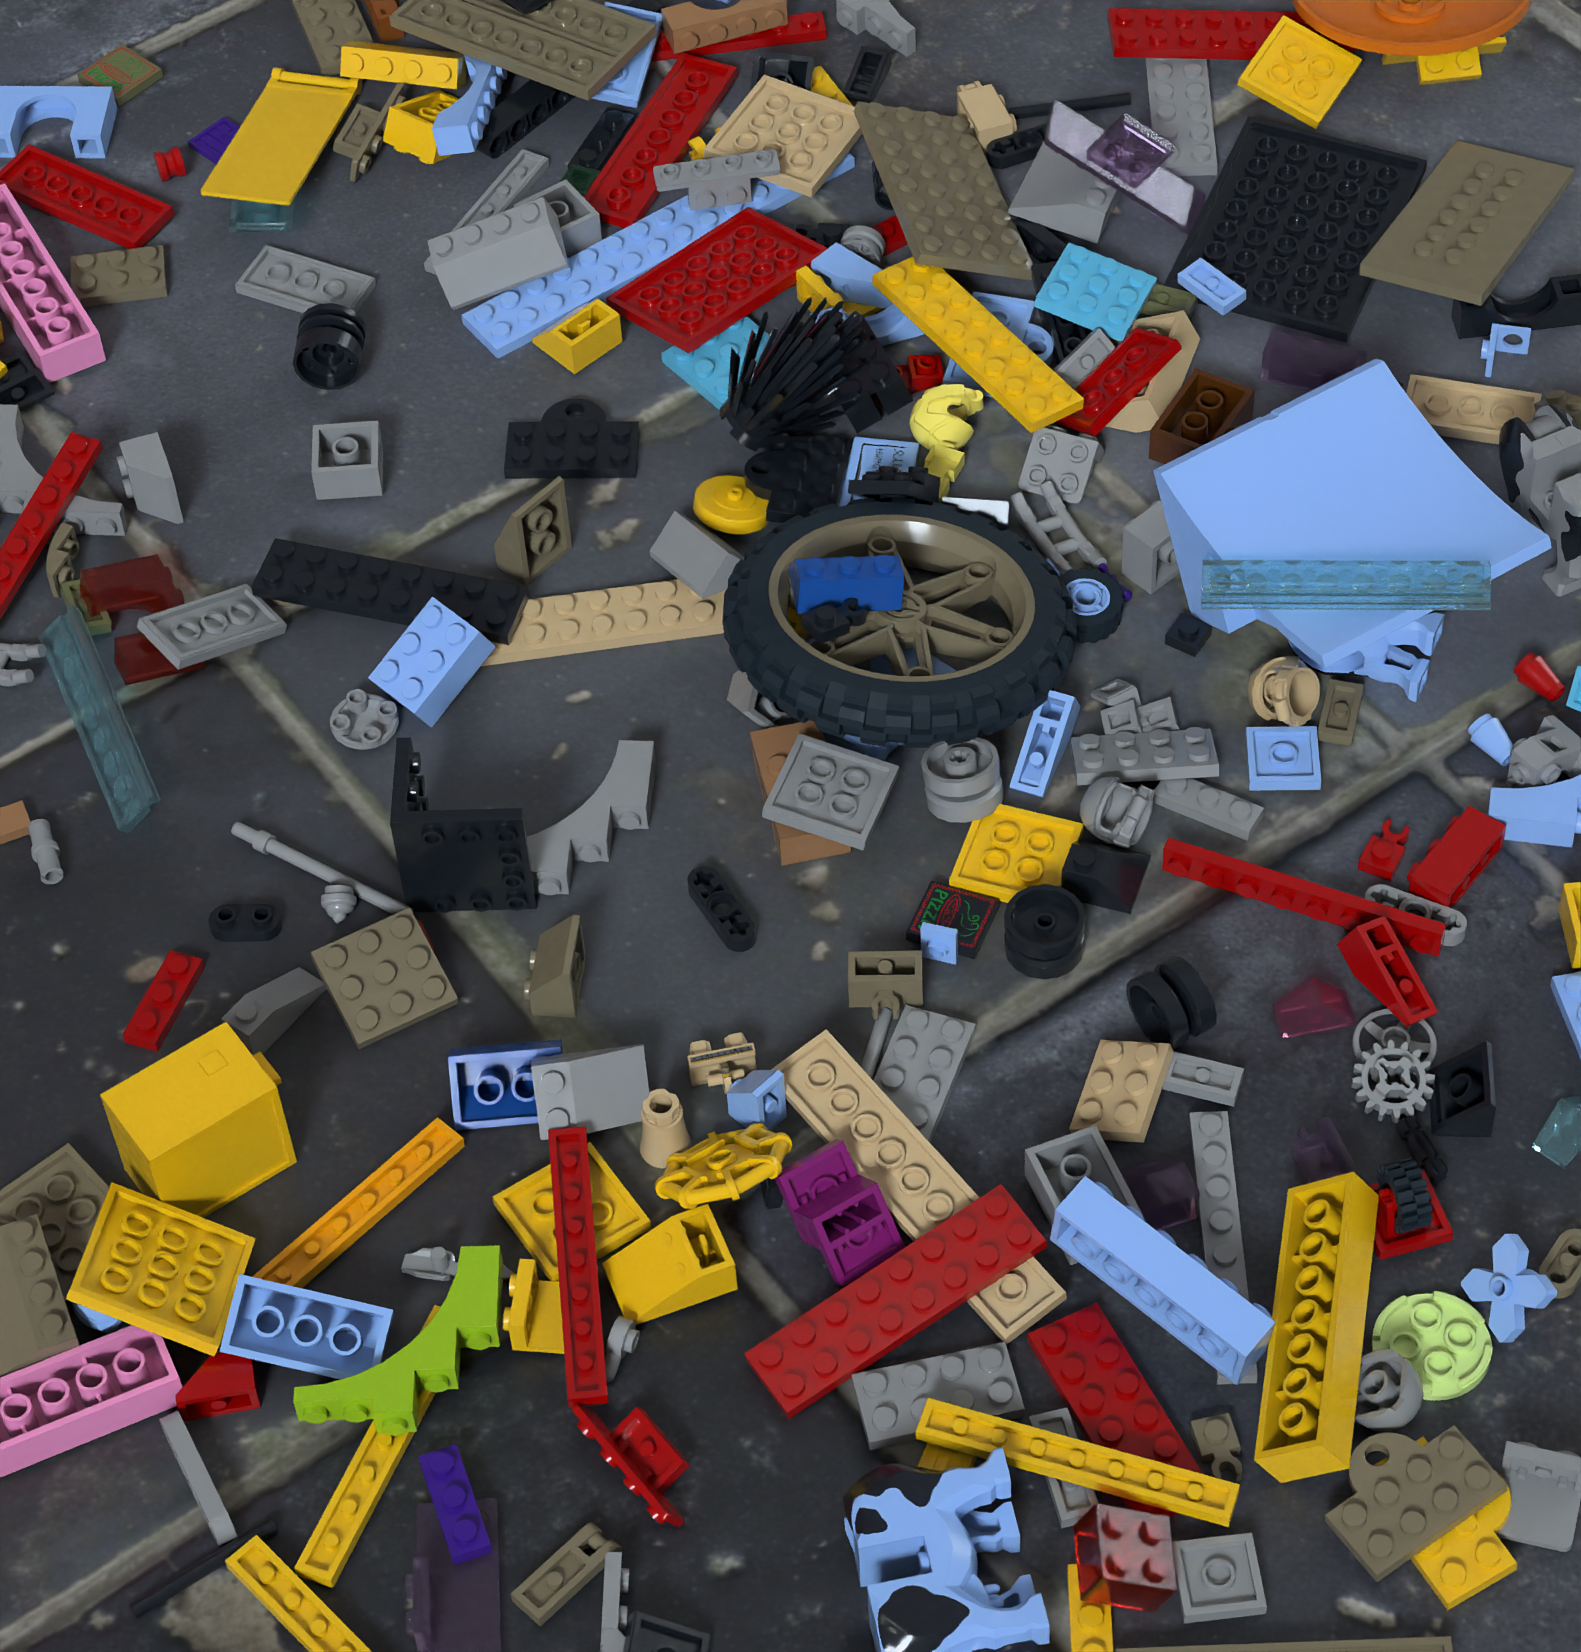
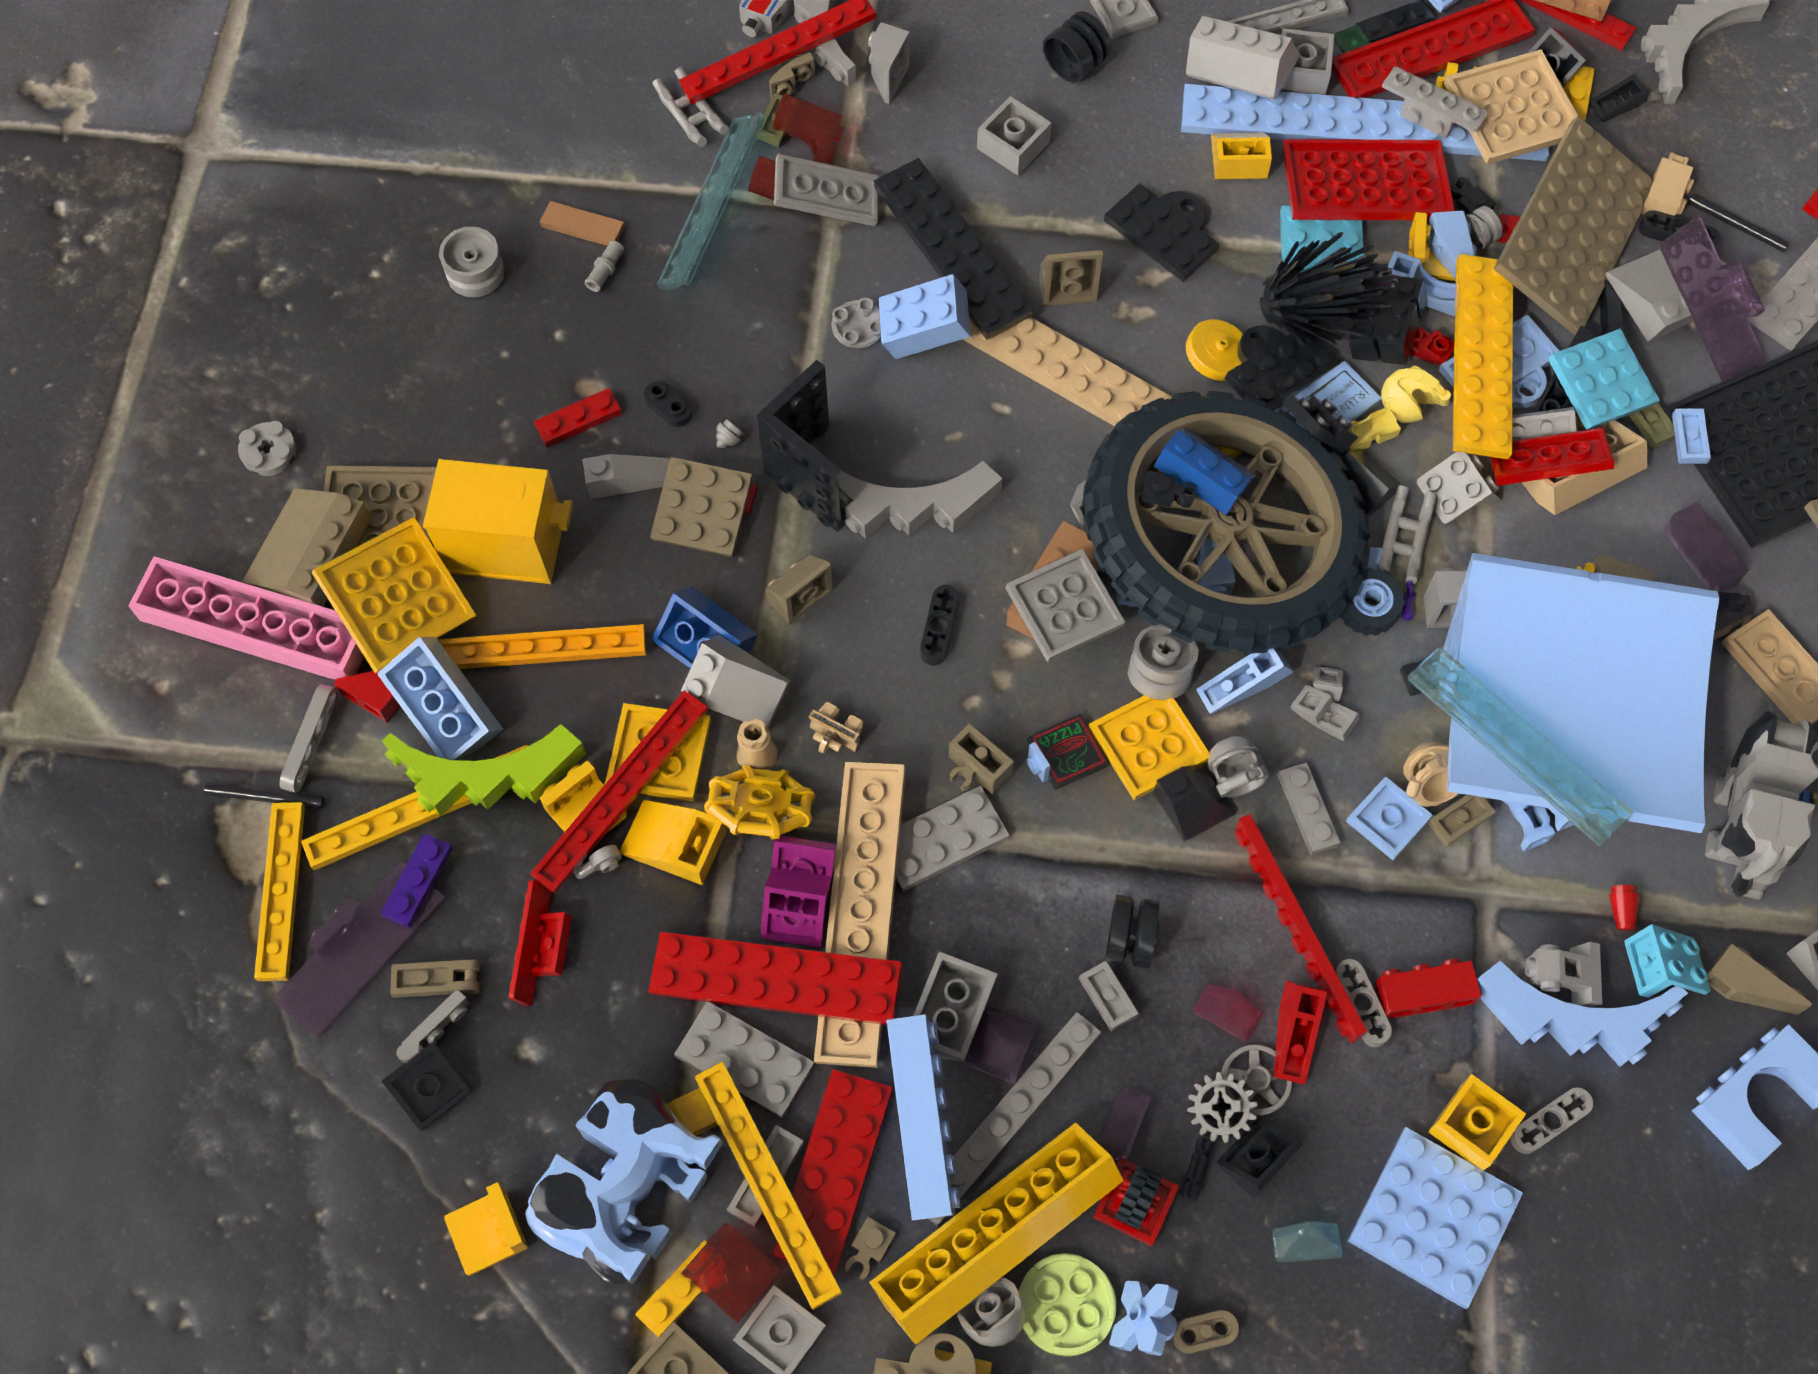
camera: 40 degrees right, 15 degrees up
(267, 843) = (727, 361): light grey bar -> none
(435, 1264) = (554, 714): light grey piece -> none
(695, 555) = (1159, 368): light grey slope -> none
(758, 1099) = (826, 774): light blue slope -> none
(876, 1041) = (932, 799): light grey bar -> none
(1044, 931) = (1105, 794): black wheel -> none
(1123, 1089) = (1049, 960): tan plate -> none
(1145, 755) = (1298, 742): light grey plate -> none
(1198, 414) = (1581, 530): reddish brown brick -> none
(1384, 854) = (1387, 943): red plate -> none
(1491, 738) = (1544, 923): light blue cone -> none

